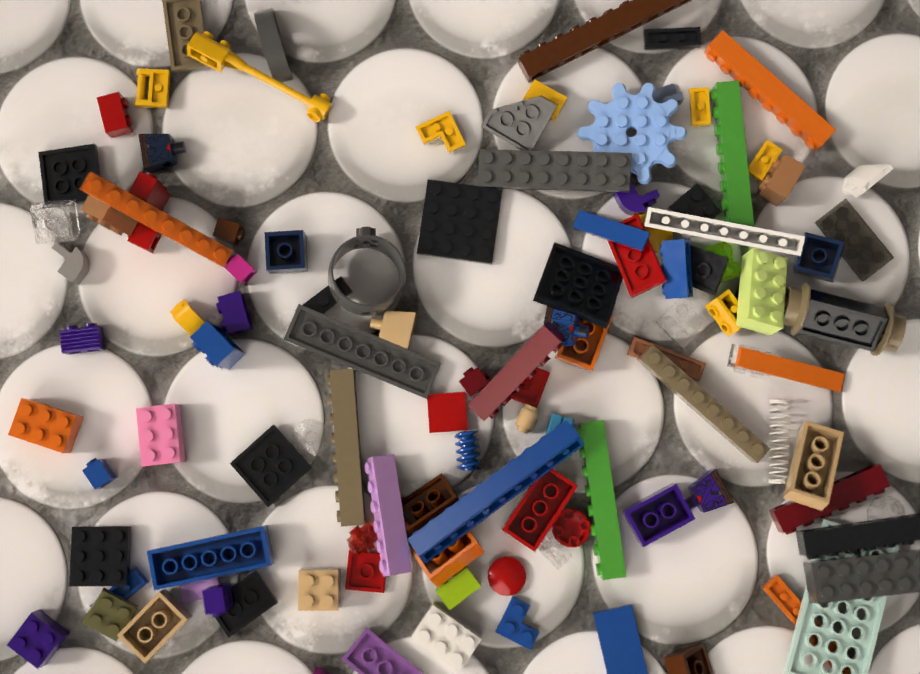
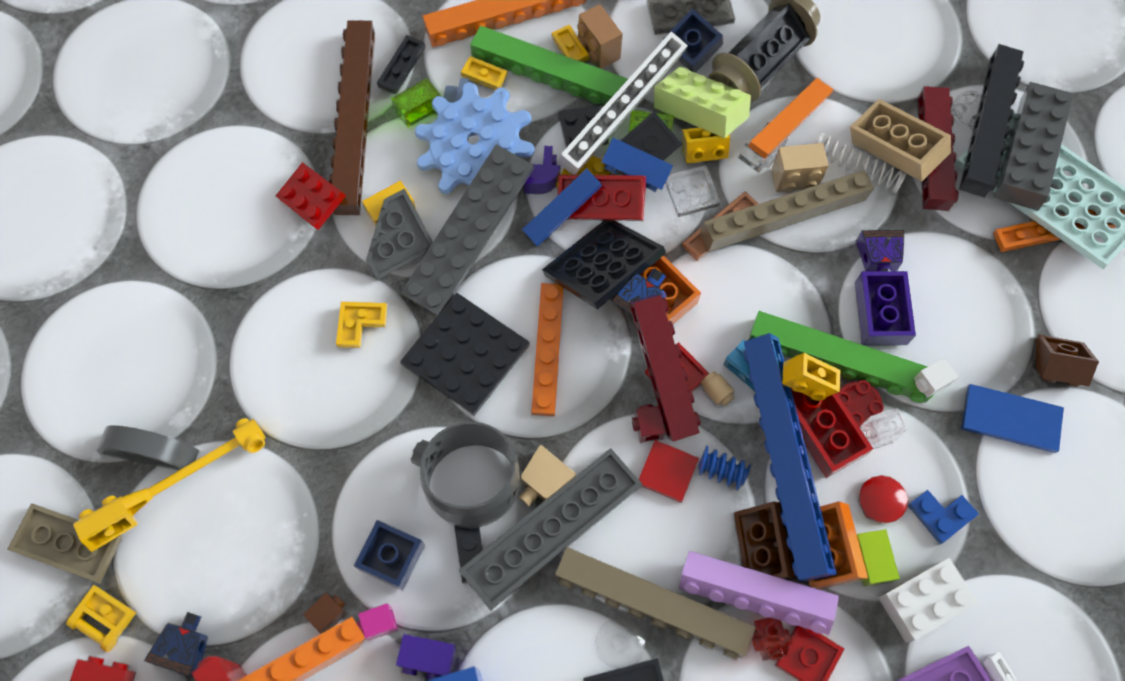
camera: 65 degrees left, 15 degrees down
(494, 279) = (547, 350): none -> orange plate
(519, 38) = (310, 196): none -> red plate
(560, 481) = (811, 377): none -> yellow brick
(614, 575) = (935, 377): none -> white brick
(643, 69) = (415, 102): none -> clear neon green brick
(745, 396) = (799, 167): none -> tan brick

